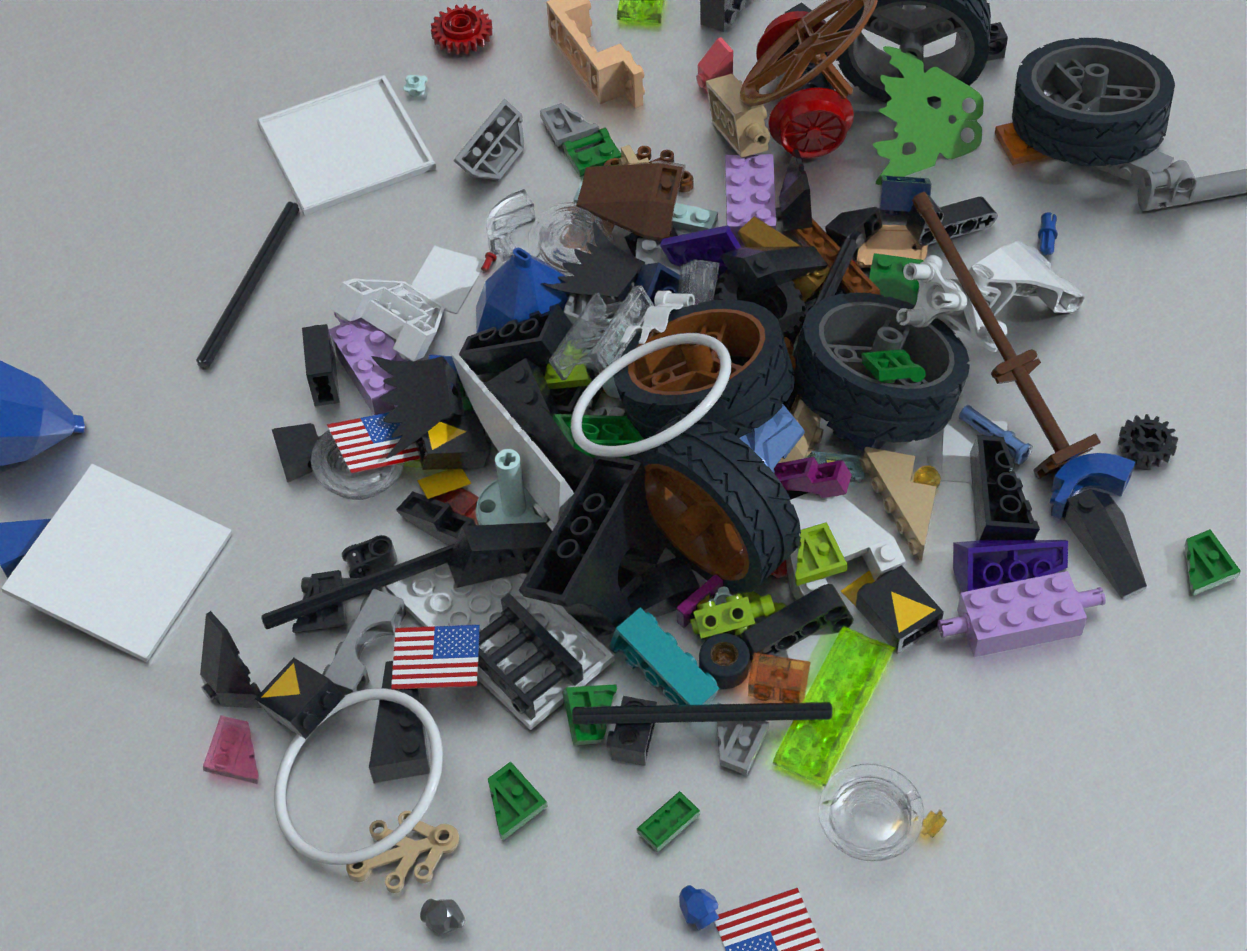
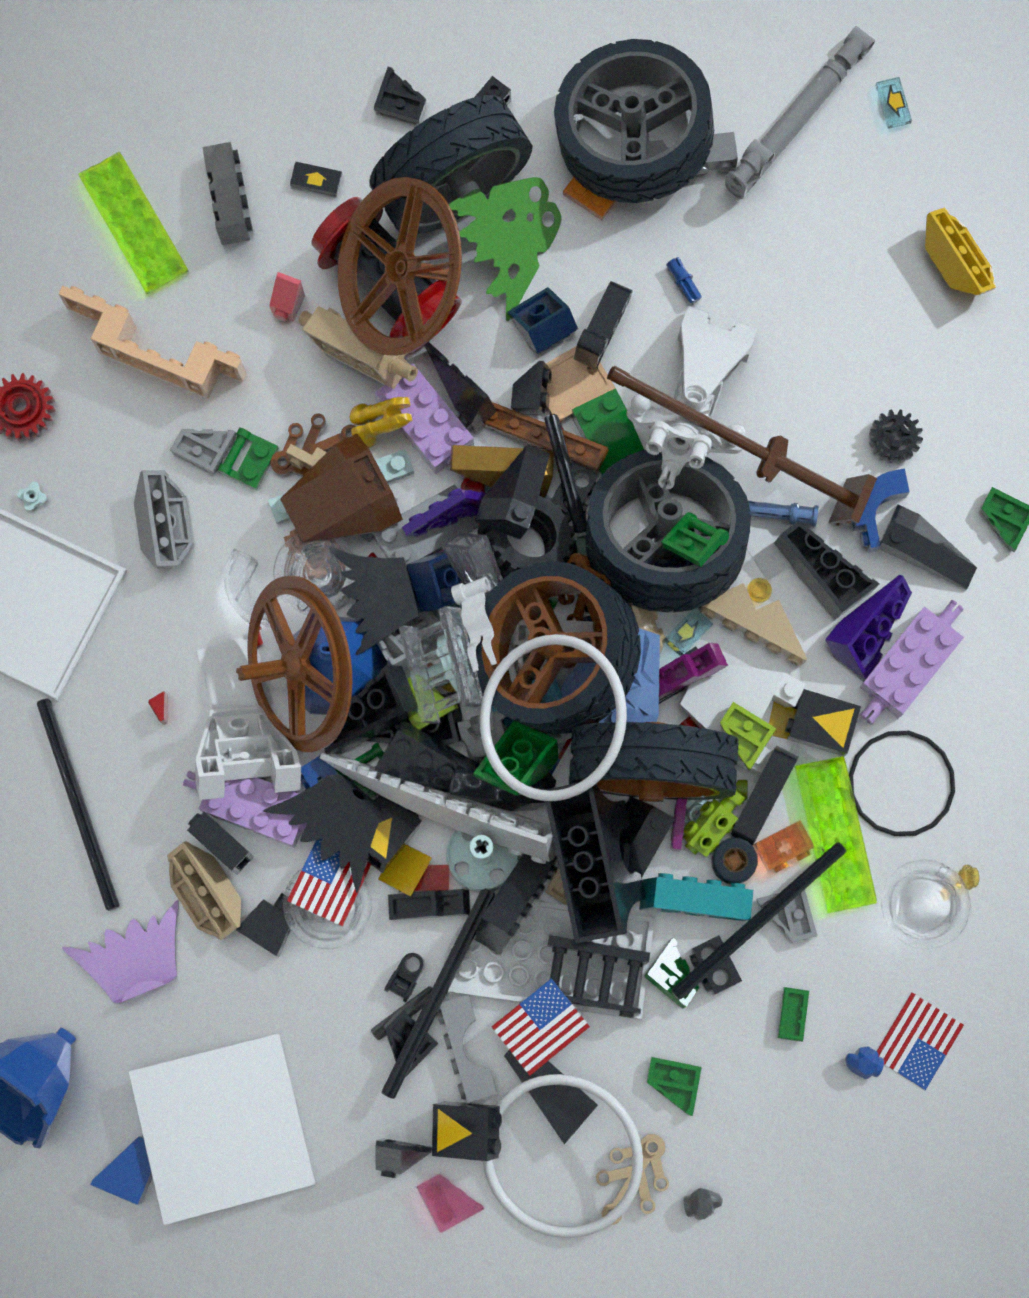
camera: 40 degrees left, 25 degrees up
(181, 410) = (133, 963): none -> lavender piece
(279, 387) = (204, 890): none -> tan wedge
(371, 257) = (160, 706): none -> red slope
(506, 242) = (296, 665): none -> dark orange wheel
(711, 171) = (392, 418): none -> yellow piece
(926, 759) = (938, 749): none -> black piece

